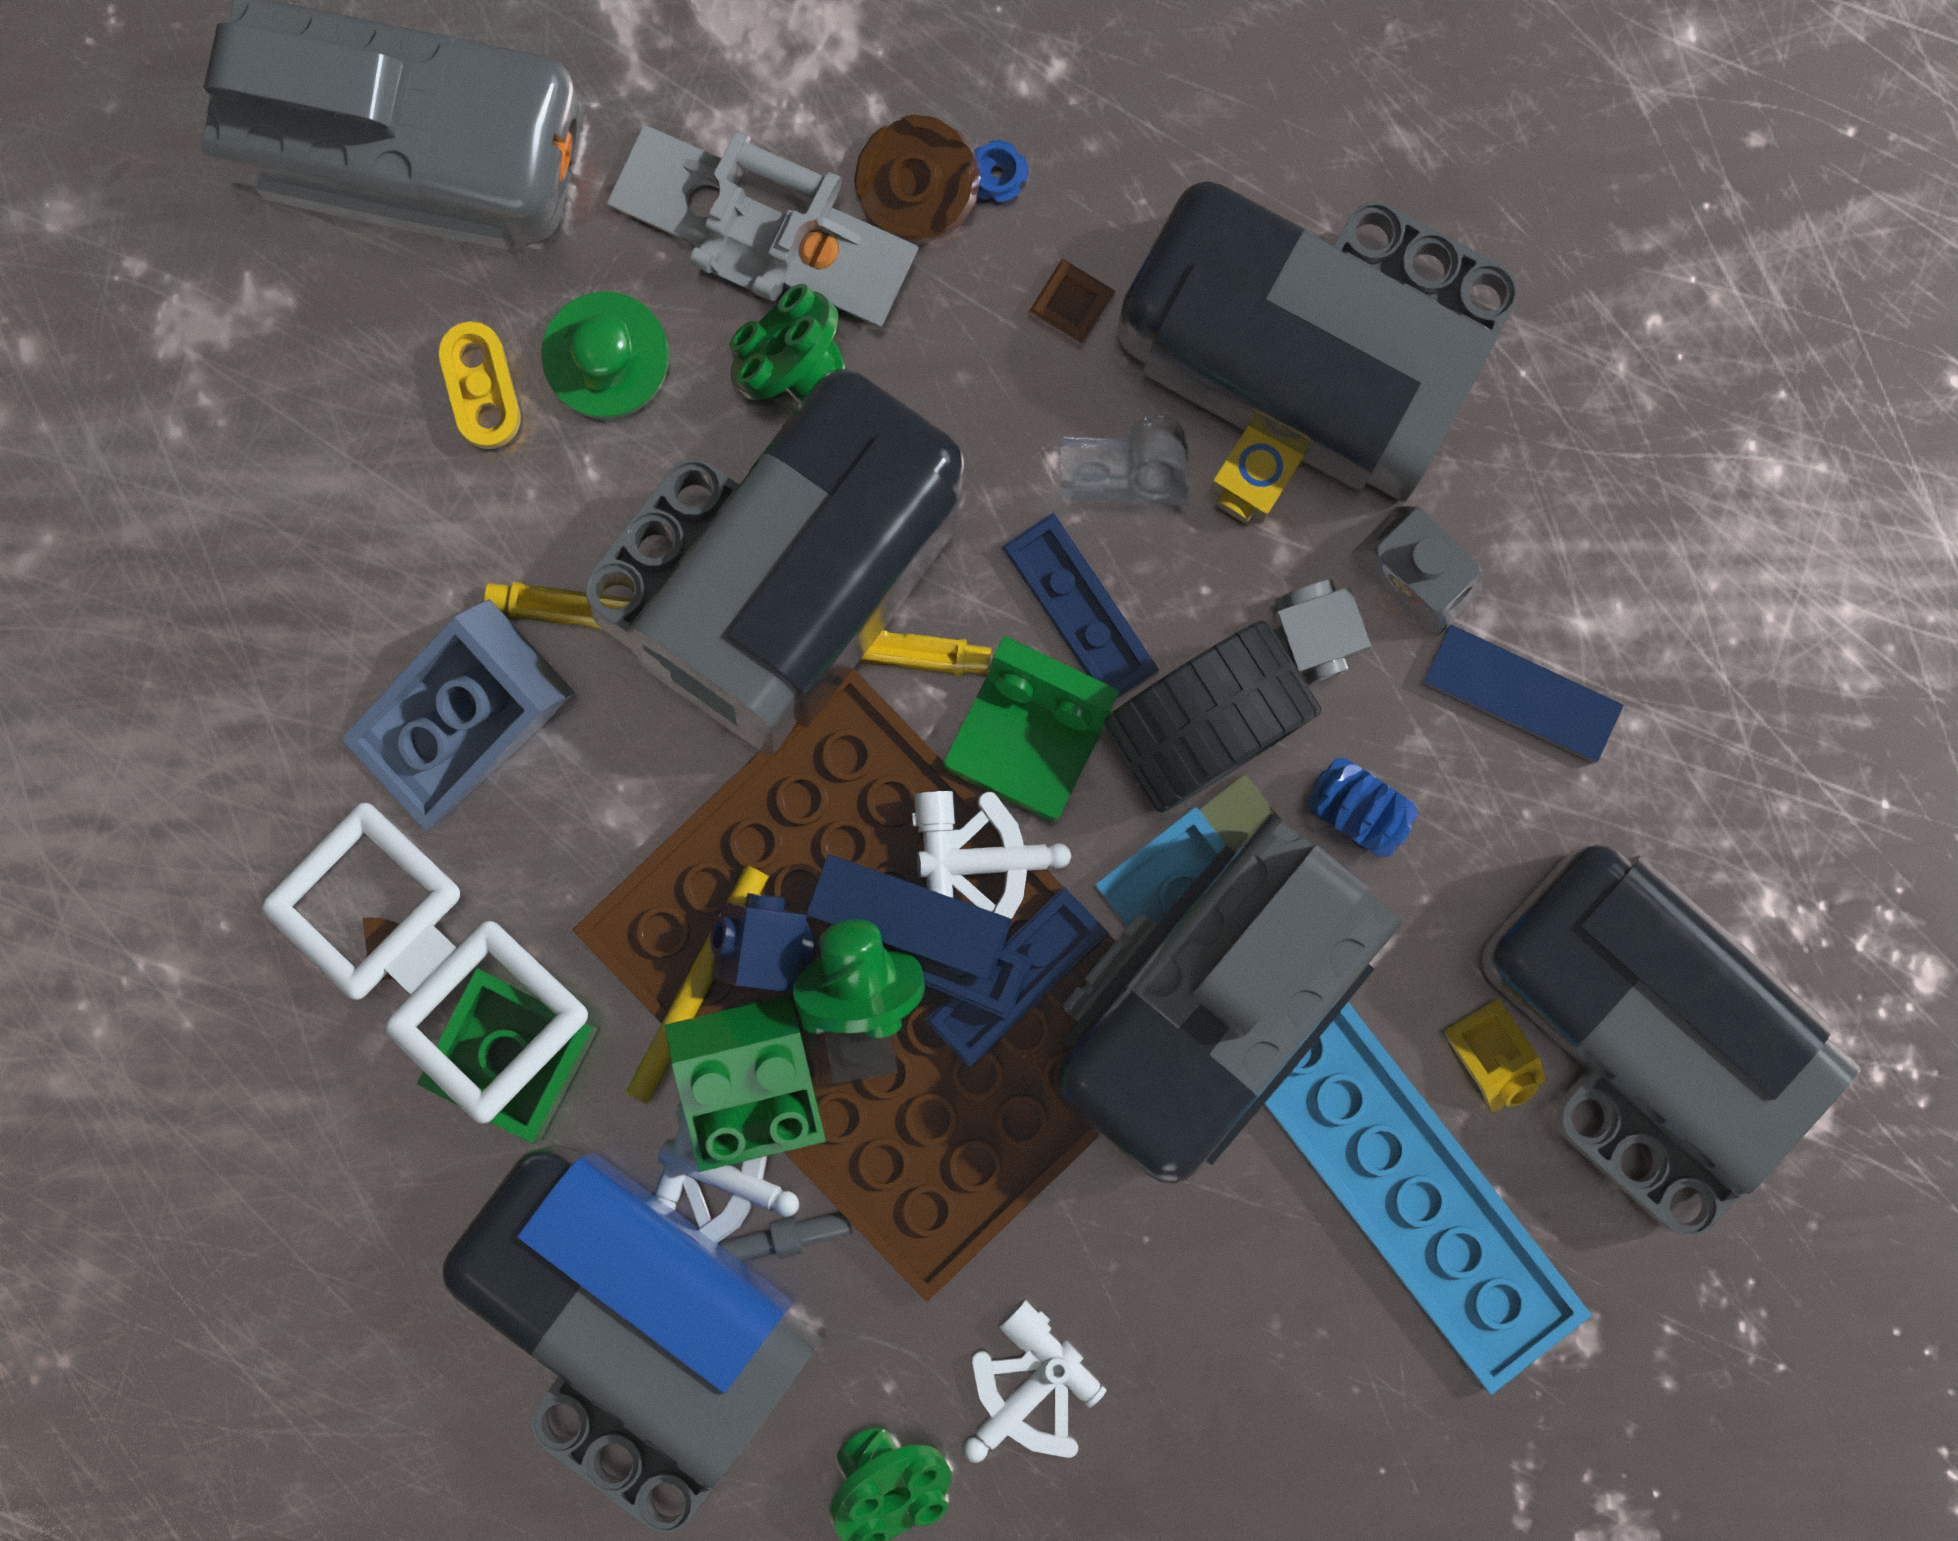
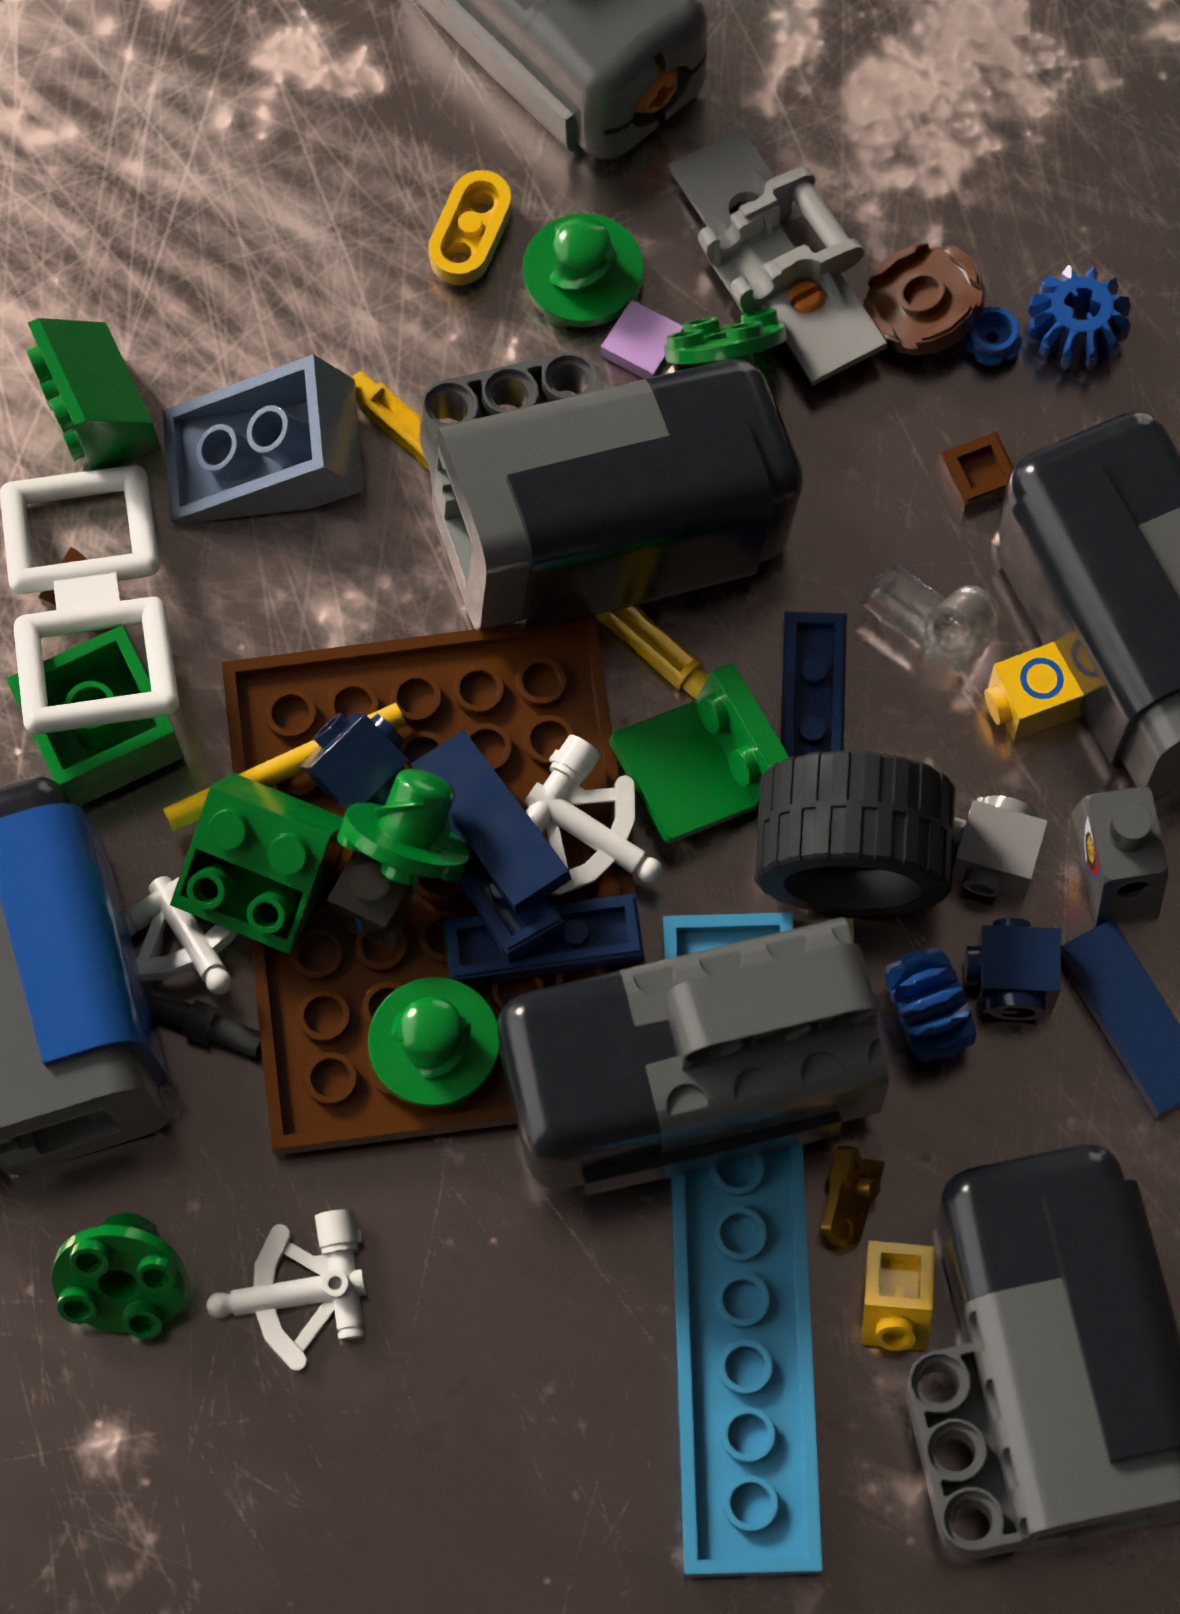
camera: 45 degrees right, 15 degrees down
(280, 771) = (90, 392): none -> green slope
(702, 384) = (639, 340): none -> lavender tile
(994, 1126) = (433, 1043): none -> green plate
(1071, 86) = (1073, 338): none -> blue gear
(1401, 995) = (850, 1194): none -> pearl gold piece
(1404, 724) = (1015, 969): none -> dark blue brick

